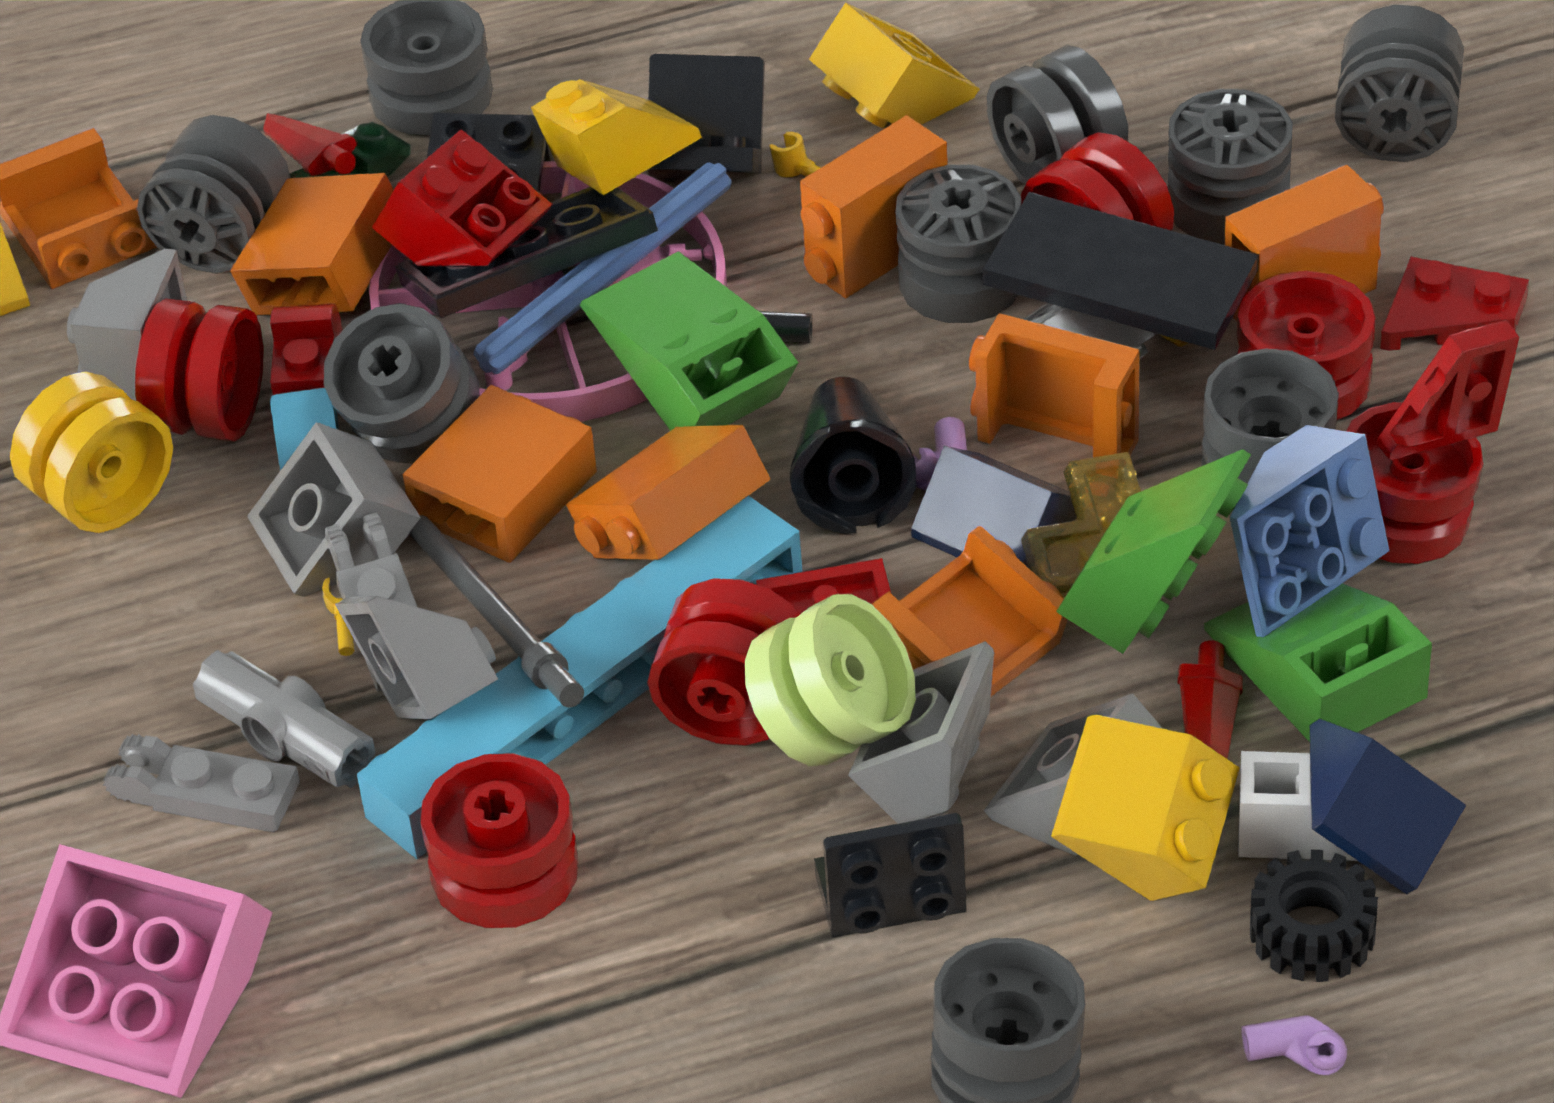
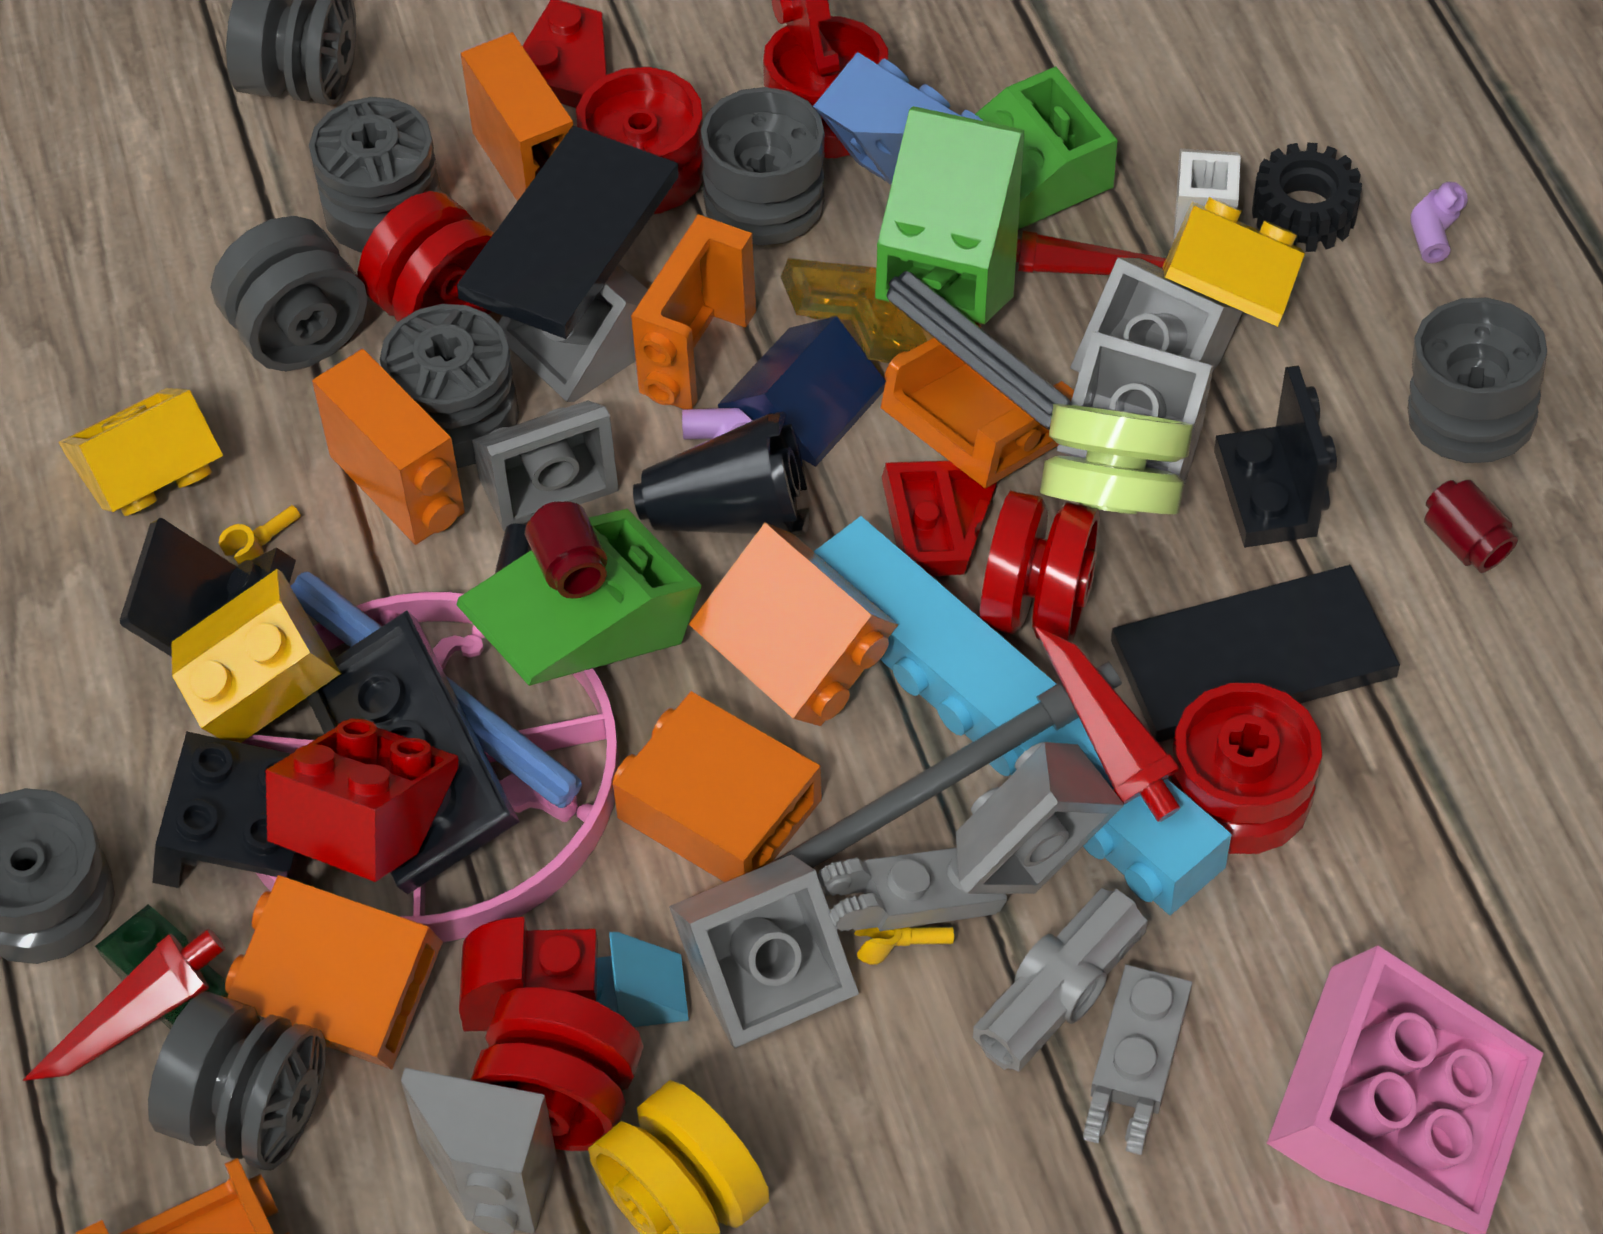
camera: 90 degrees left, 10 degrees up
(399, 379) = (604, 861): dark grey wheel -> none
(491, 707) = (1123, 744): none -> red bar
(668, 875) = (1294, 636): none -> black tile
(704, 290) = (567, 549): none -> dark red brick
(826, 1049) = (1470, 525): none -> dark red brick
(877, 318) = (547, 461): none -> light grey slope
(999, 588) = (975, 347): none -> axle
(1377, 805) = (1208, 125): dark blue slope -> none

